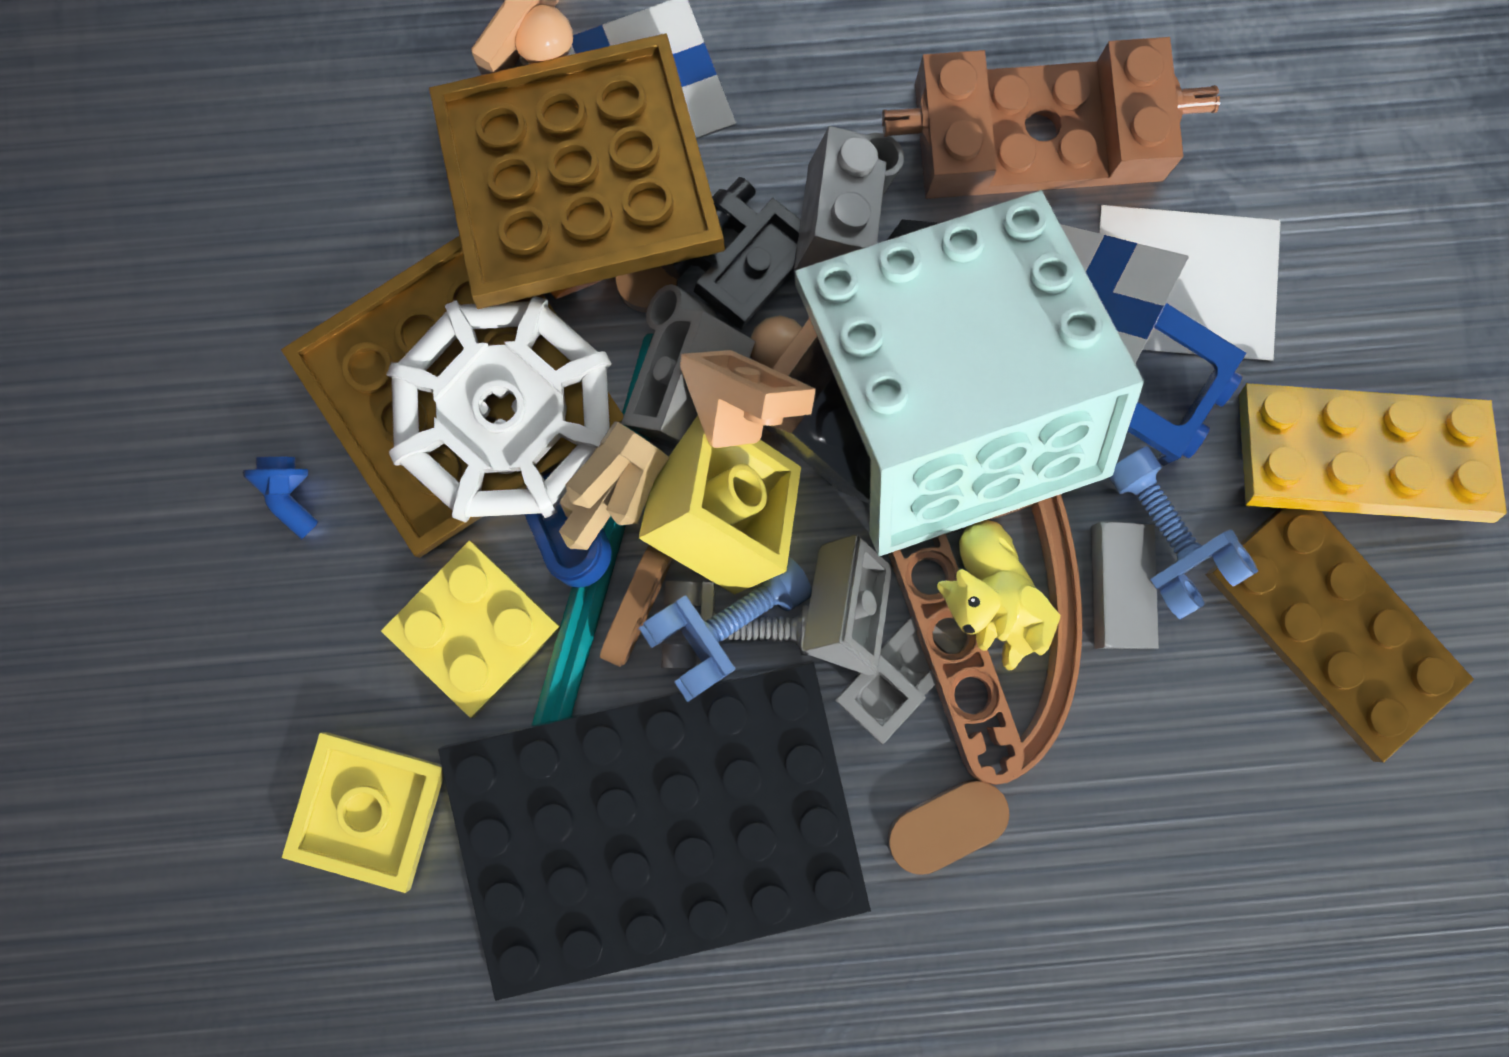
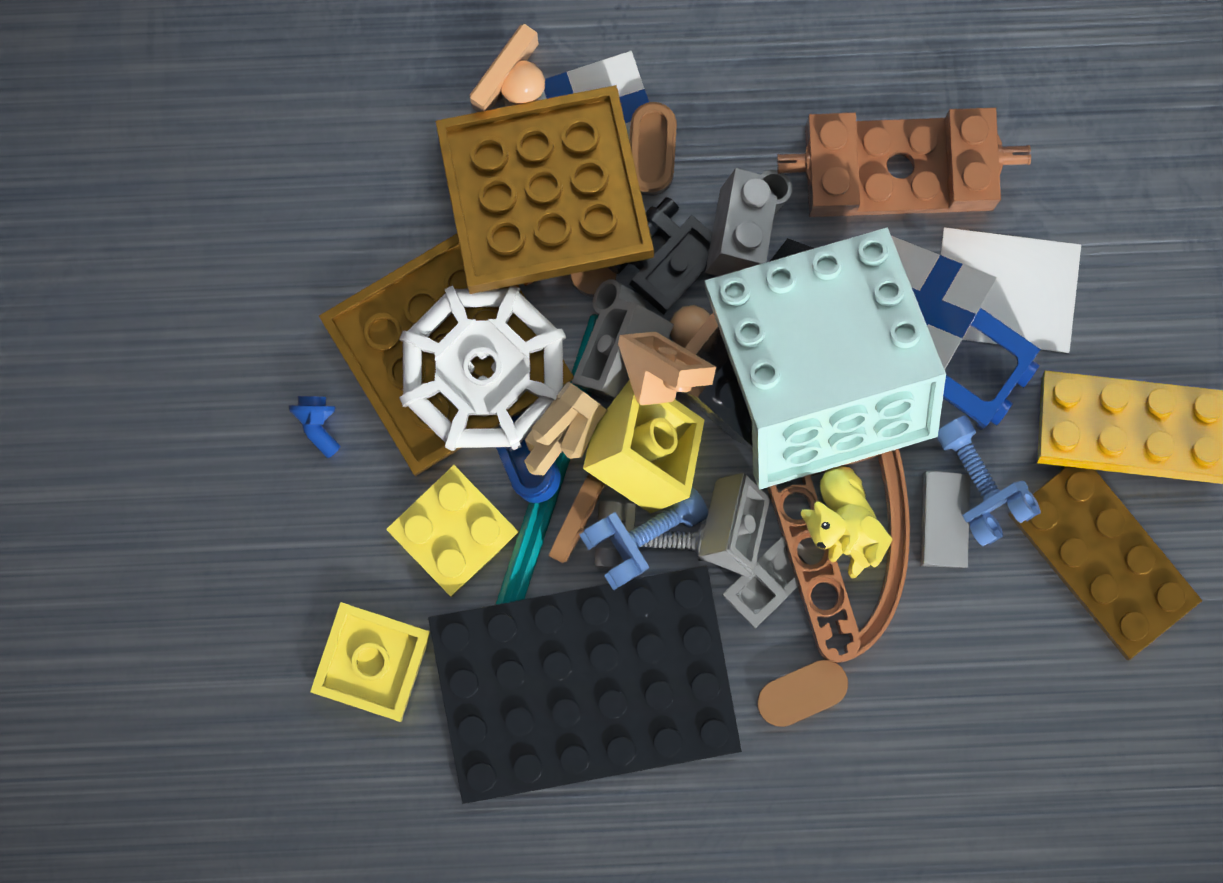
camera: 10 degrees right, 0 degrees up
(719, 113) = (653, 146): none -> medium nougat tile

